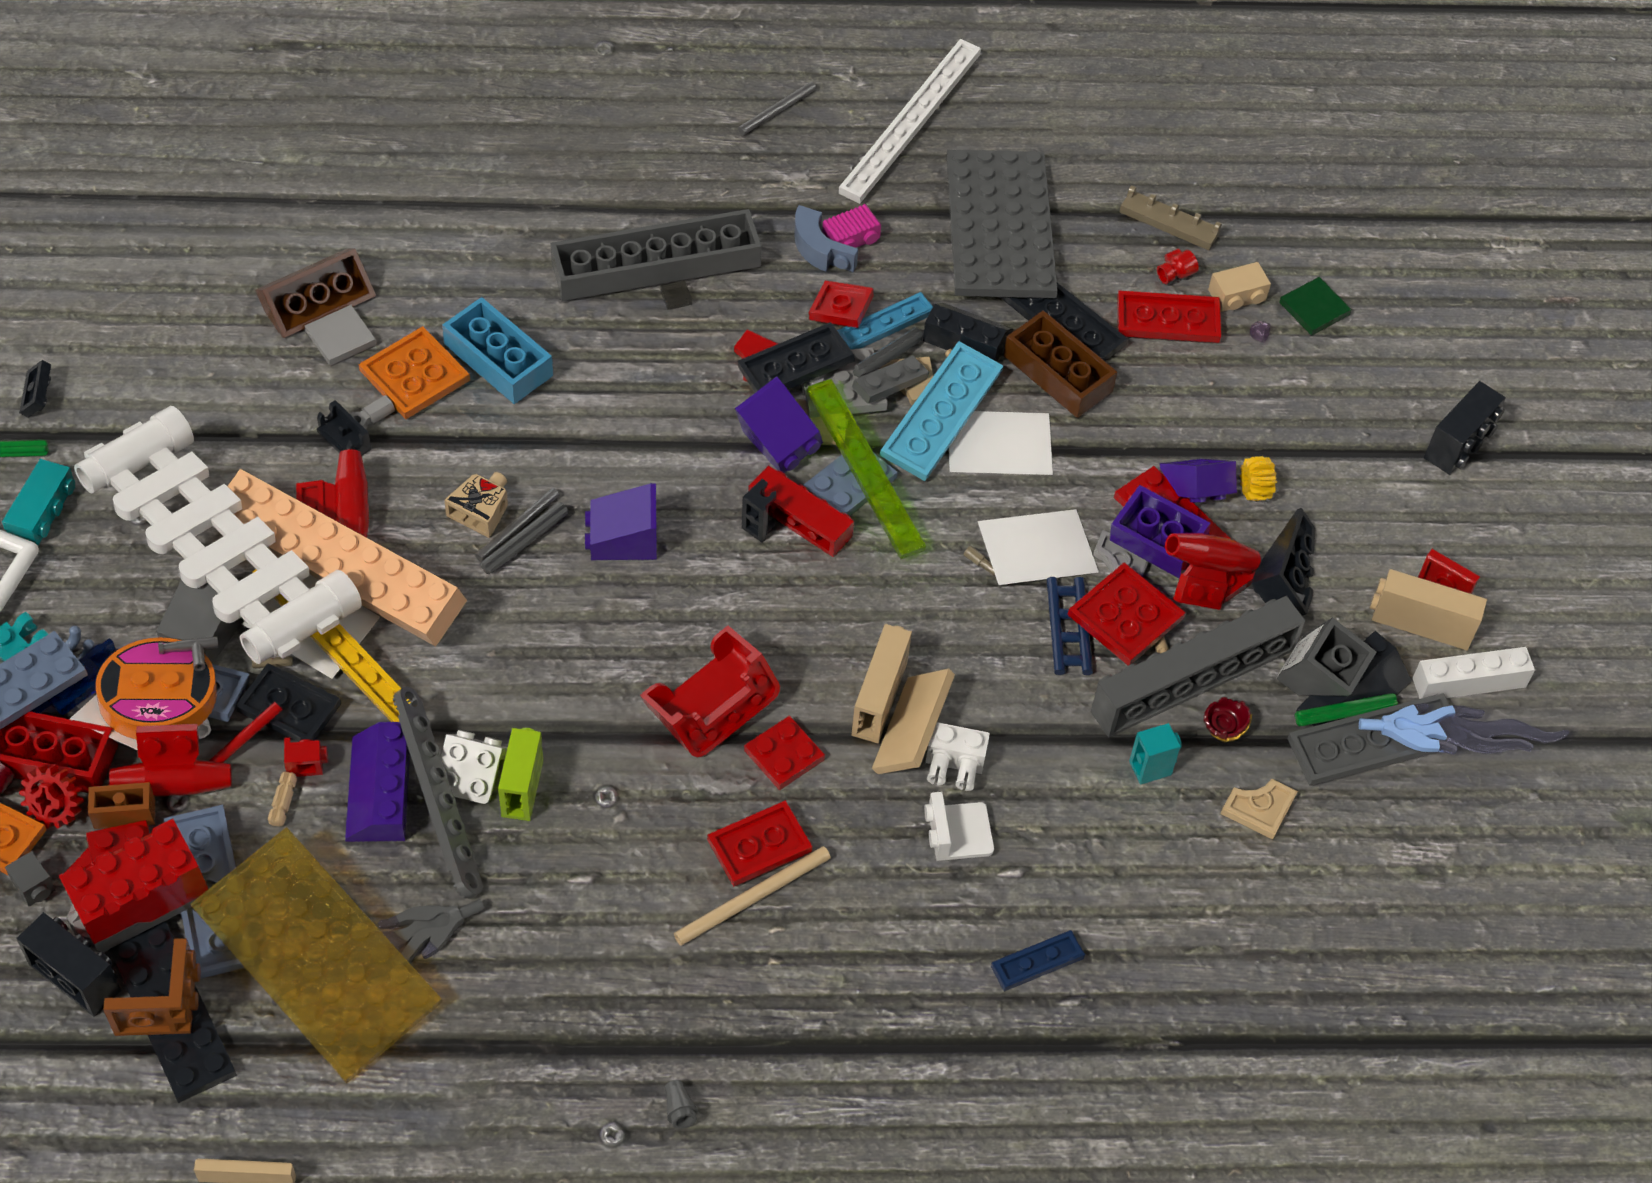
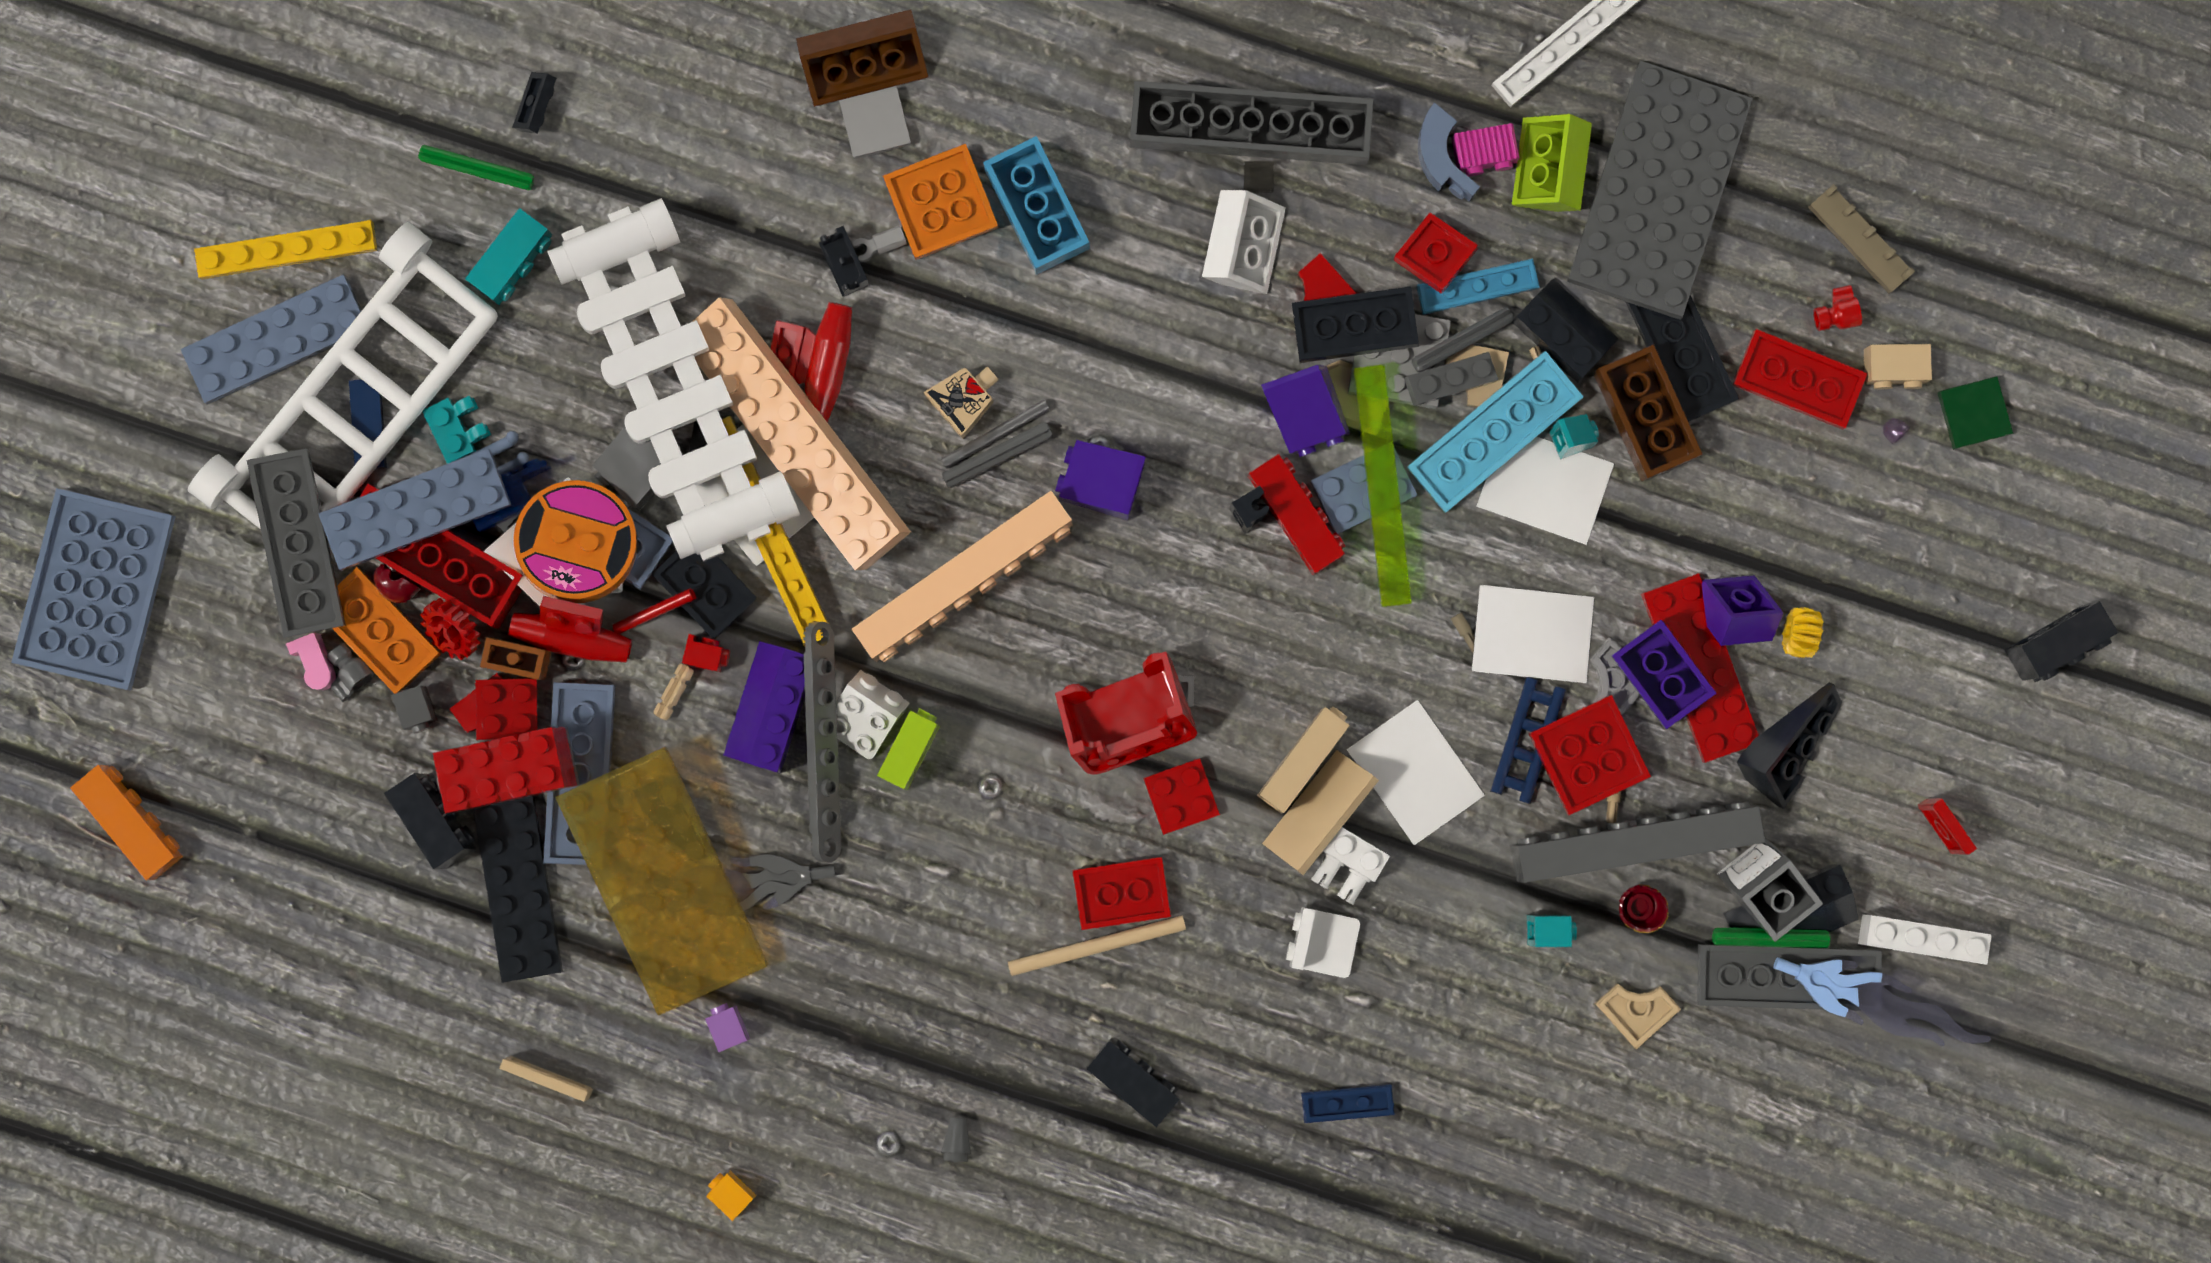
camera: 25 degrees right, 30 degrees up
(162, 1013) = (524, 898): dark orange bracket -> none
(195, 645) = (624, 507): flat silver piece -> none
(418, 1069) = (726, 1027): none -> medium lavender brick
(524, 628) = (963, 577): none -> light nougat brick
(680, 335) = (1243, 241): none -> white slope
(830, 998) = (1134, 1081): none -> black brick
(908, 226) = (1552, 163): none -> lime slope
(987, 678) = (1416, 772): none -> white sticker
(1006, 394) = (1574, 435): none -> teal slope
(1209, 560) = (1693, 735): red plate -> none
(1427, 609) = (1910, 854): tan brick -> none

